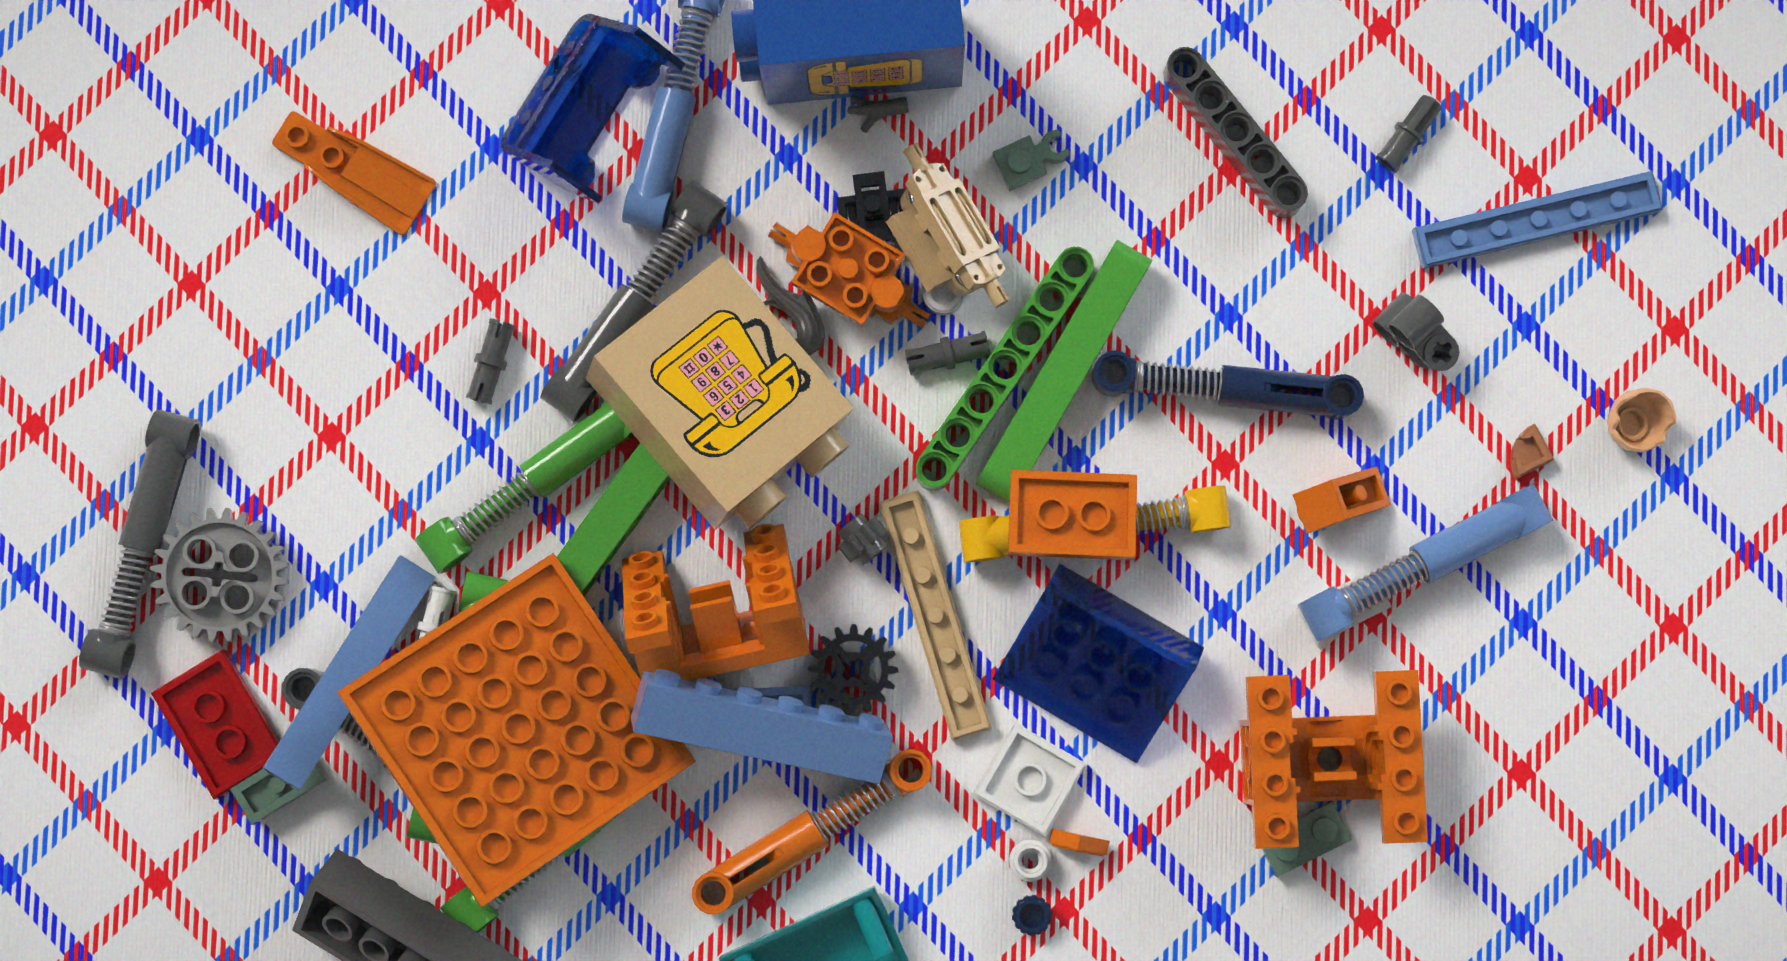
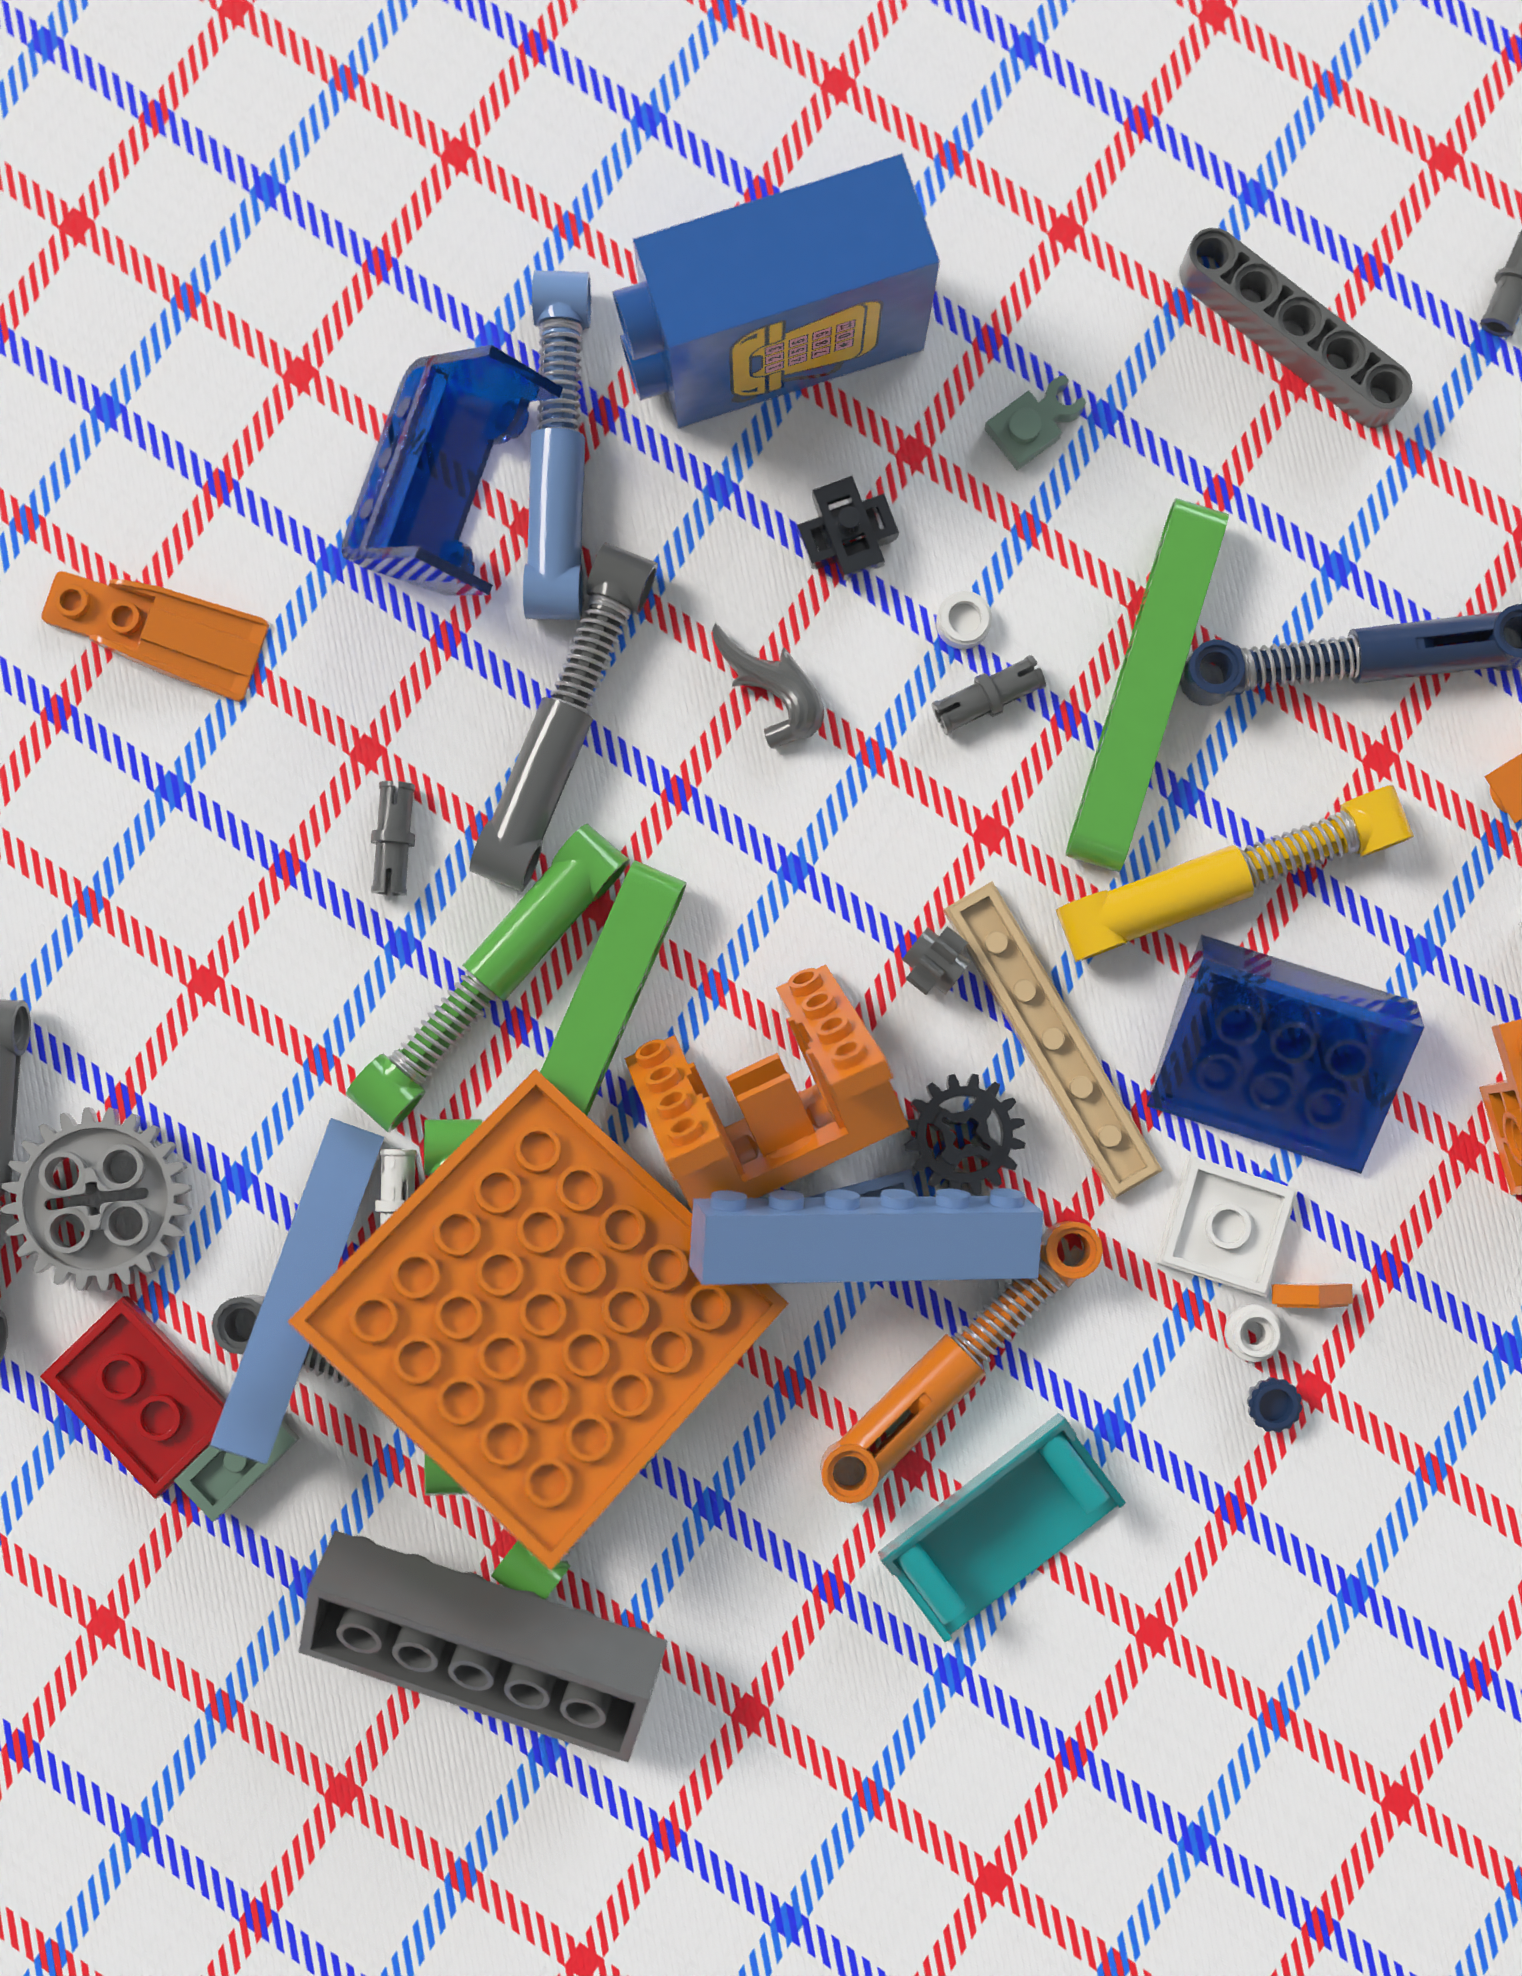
camera: 15 degrees left, 0 degrees up
(722, 396) = (711, 811): tan brick -> none
(850, 271) = (838, 614): orange piece -> none
(877, 109) = (824, 401): dark grey bar -> none
(946, 233) = (955, 535): tan piece -> none
(1008, 348) = (1084, 676): bright green beam -> none
(1072, 515) = (1210, 865): orange plate -> none

